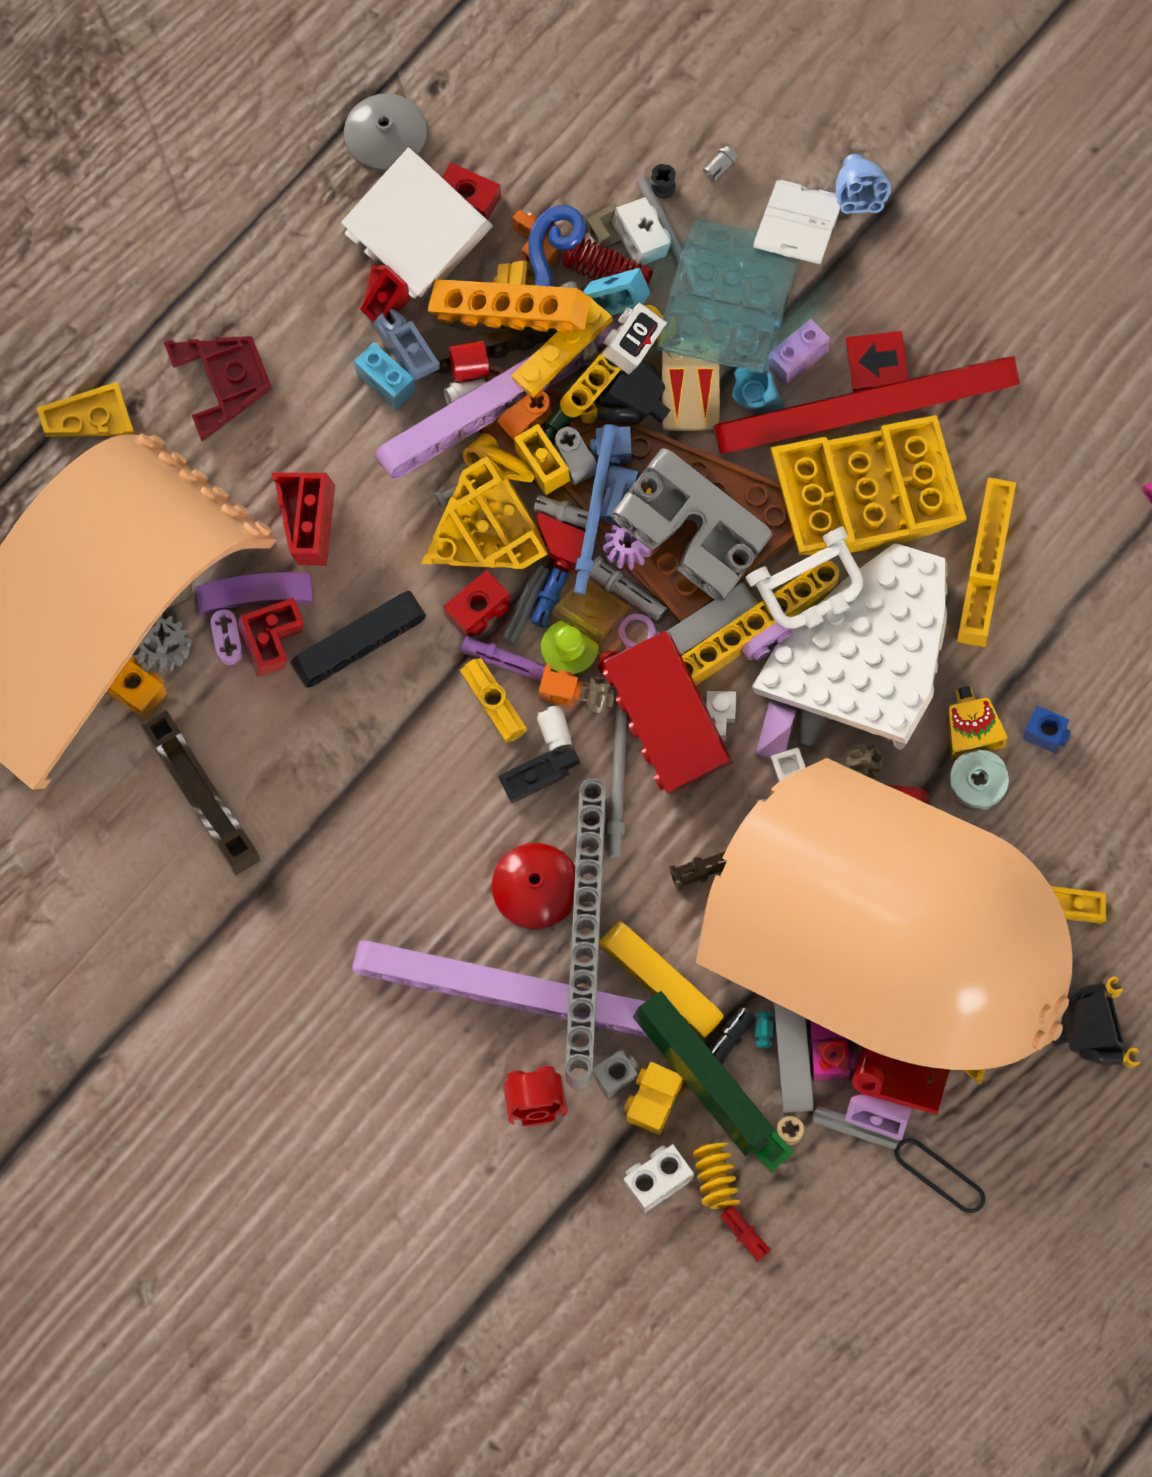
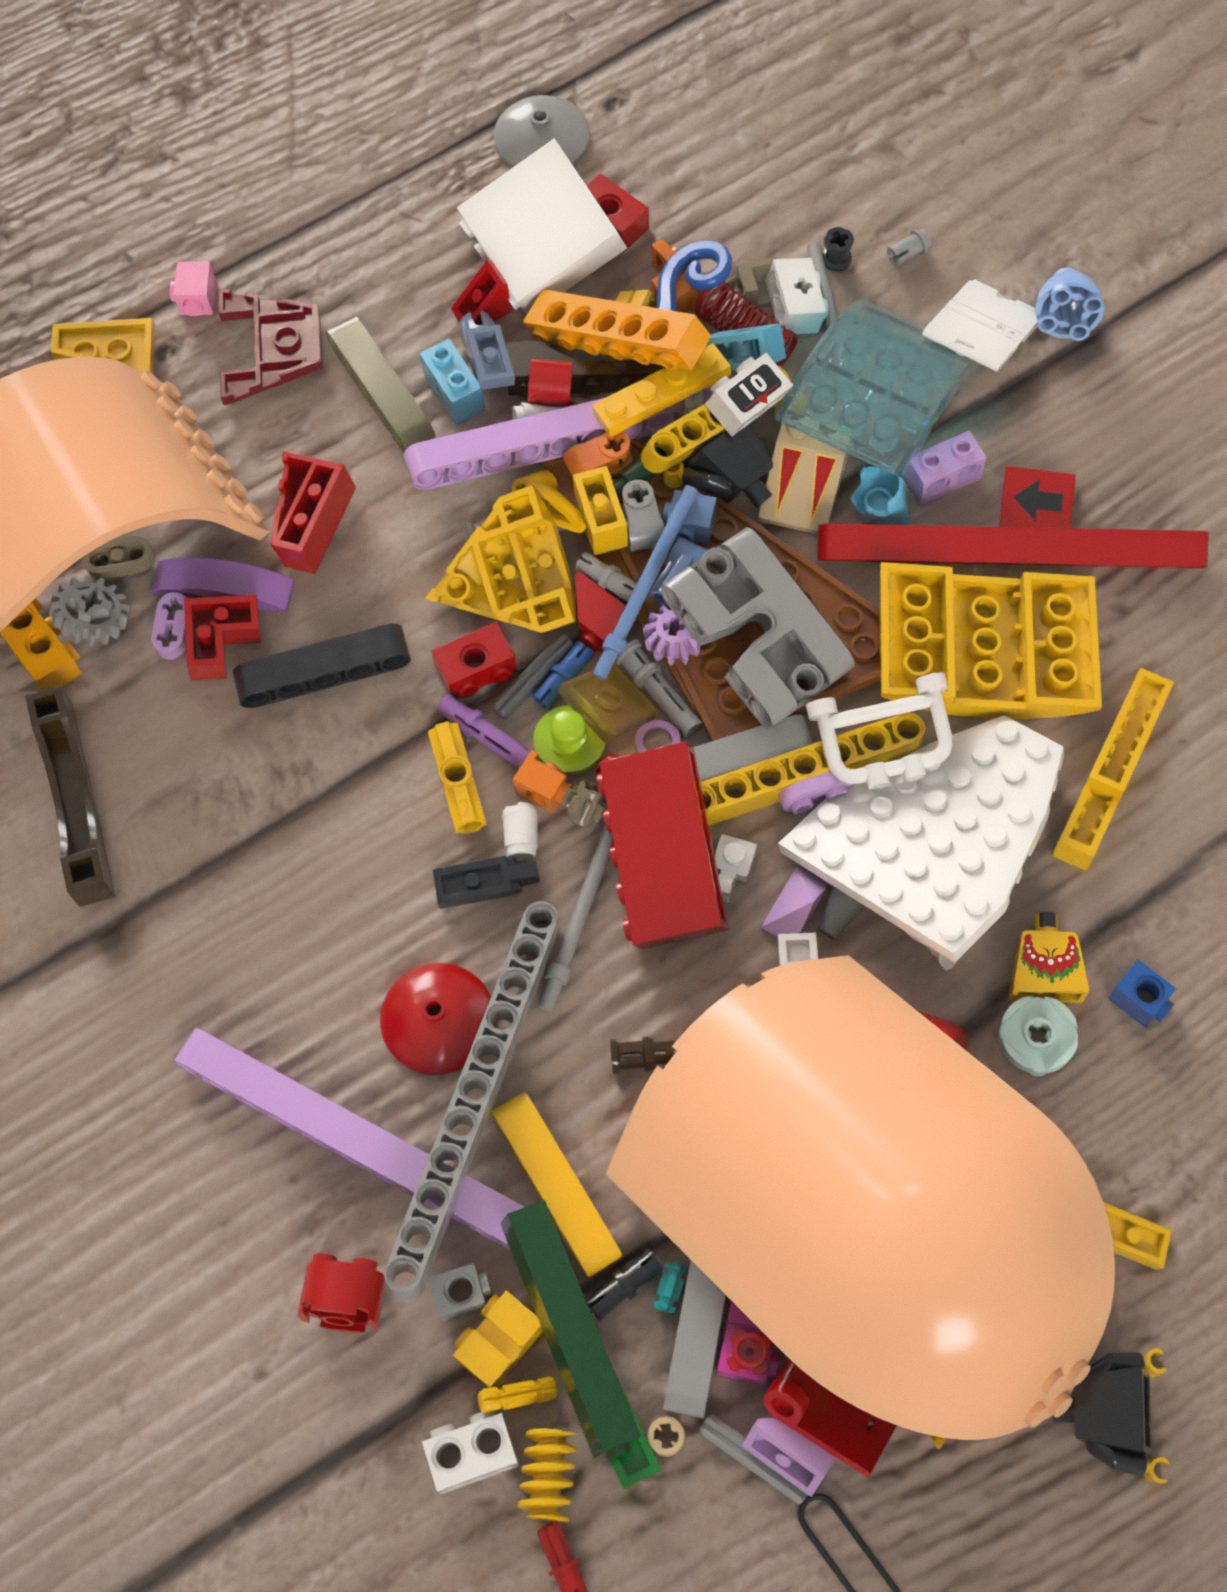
camera: 15 degrees right, 5 degrees down
(142, 347) = (194, 288): none -> bright pink brick
(325, 392) = (379, 383): none -> beam
(678, 1130) = (517, 1394): none -> yellow axle
(865, 760) = (897, 971): dark tan gear -> none

